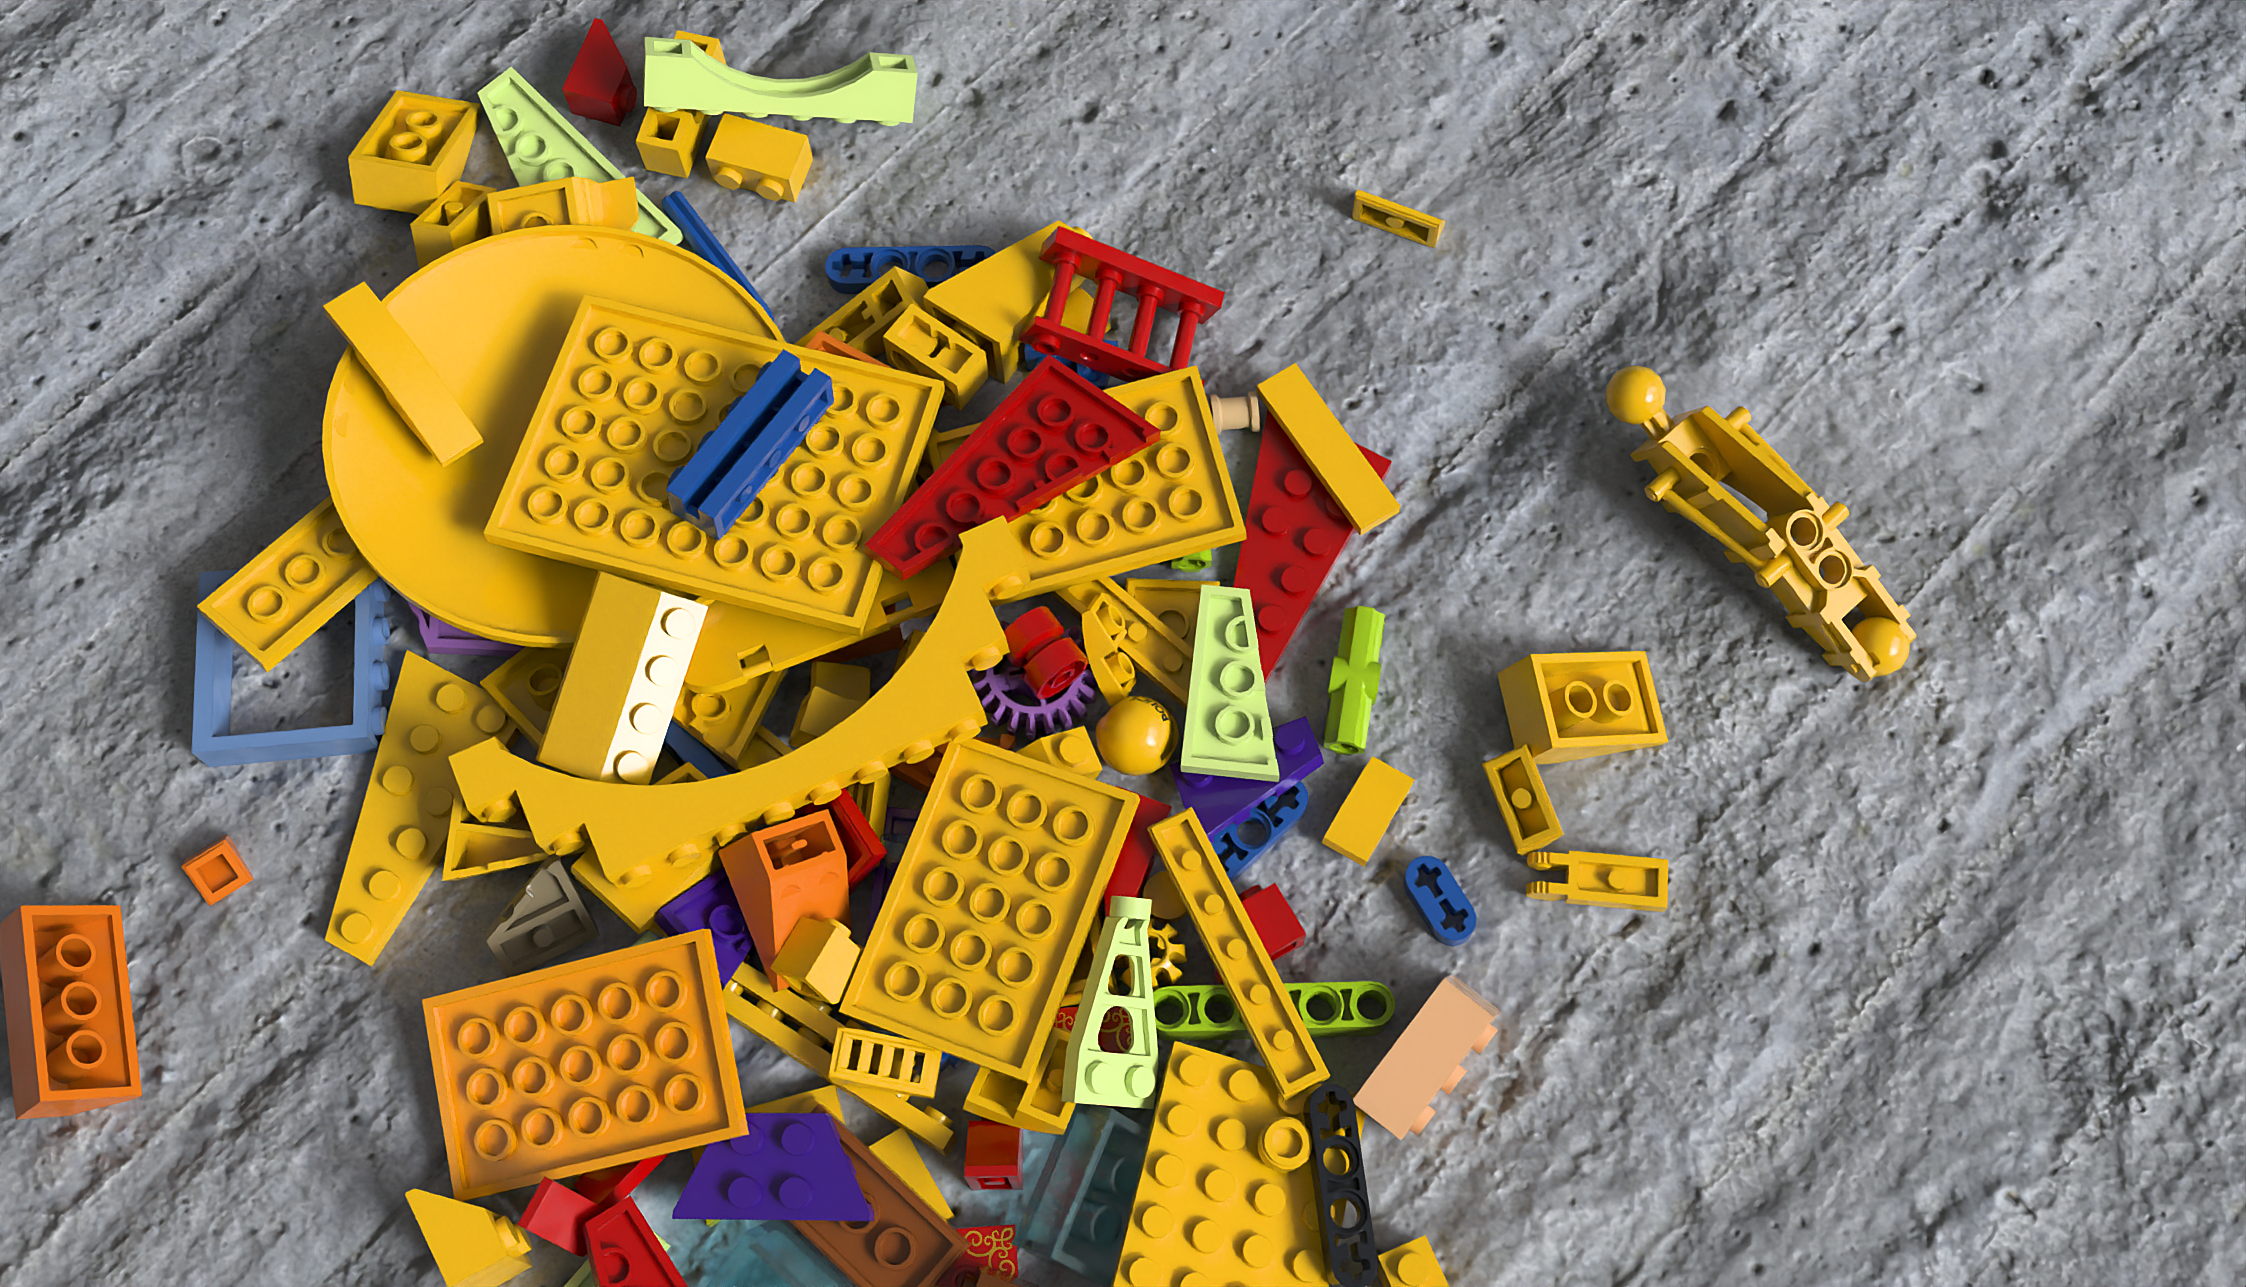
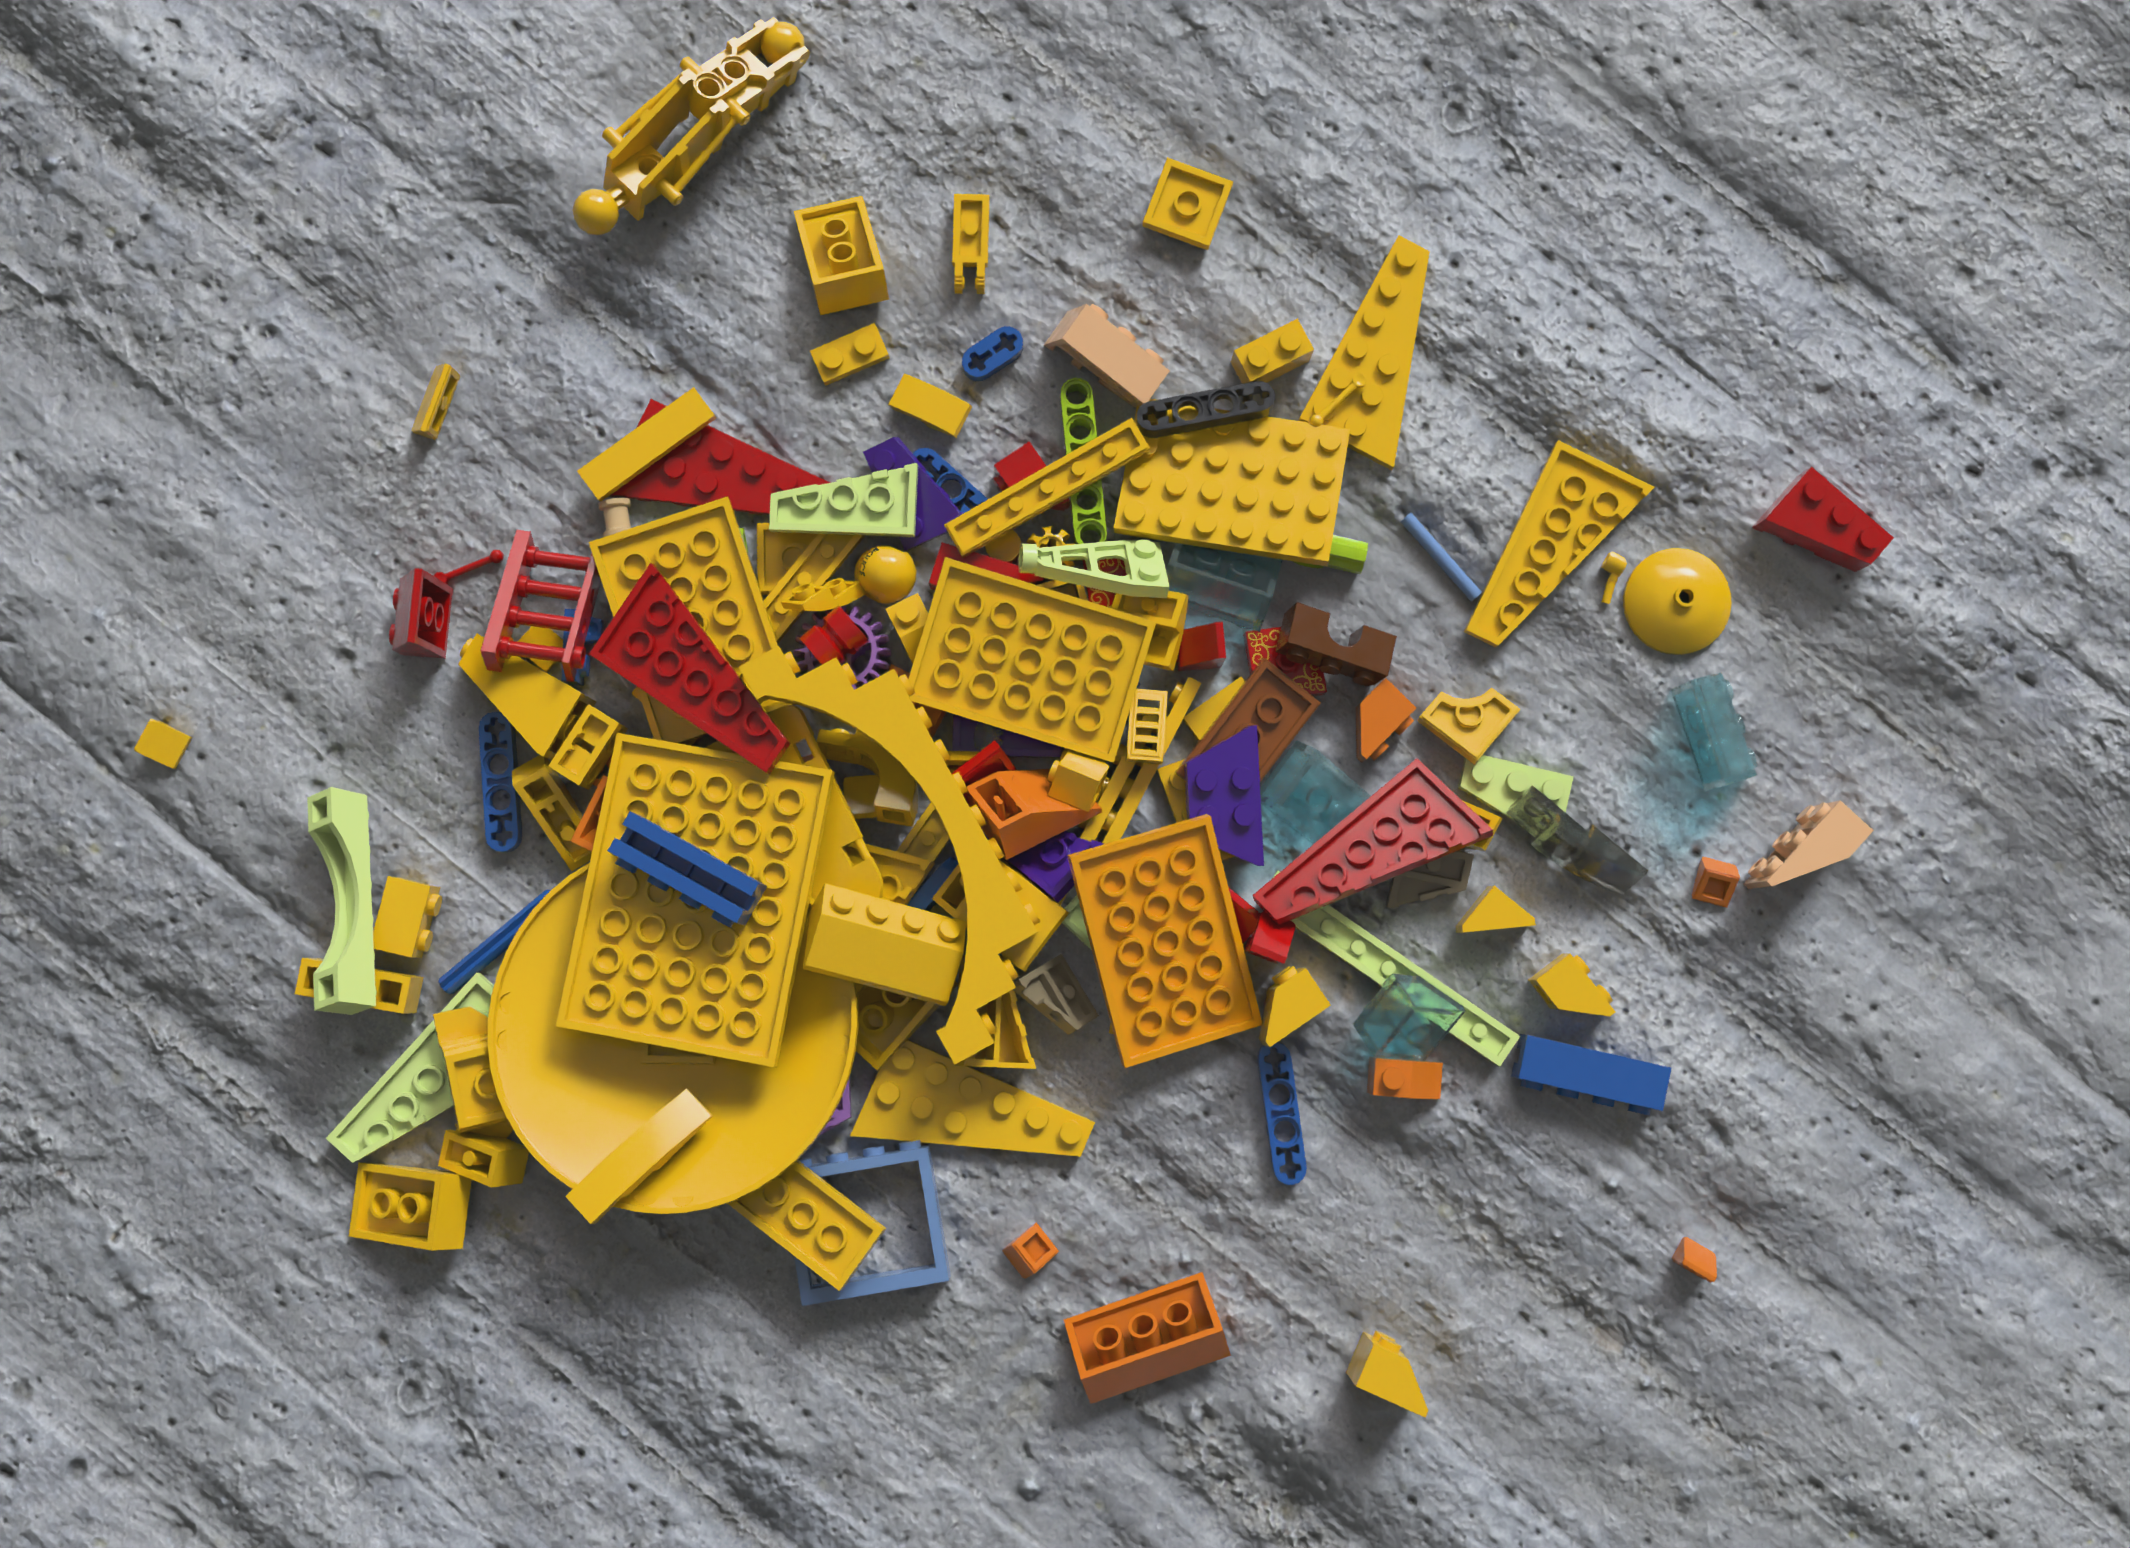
camera: 100 degrees left, 15 degrees up
(332, 1228) = (1275, 1113): none -> blue beam
(599, 79) = (334, 1059): red slope -> none
(1120, 184) = (421, 615): none -> red slope
(1174, 217) = (495, 556): none -> red hinge
(1284, 1144) = (1180, 447): yellow tile -> none
(1354, 680) = (830, 419): lime piece -> none
(1445, 712) = (849, 354): none -> yellow plate
(1523, 800) = (917, 294): yellow slope -> none
(1655, 1193) = (1187, 203): none -> yellow plate

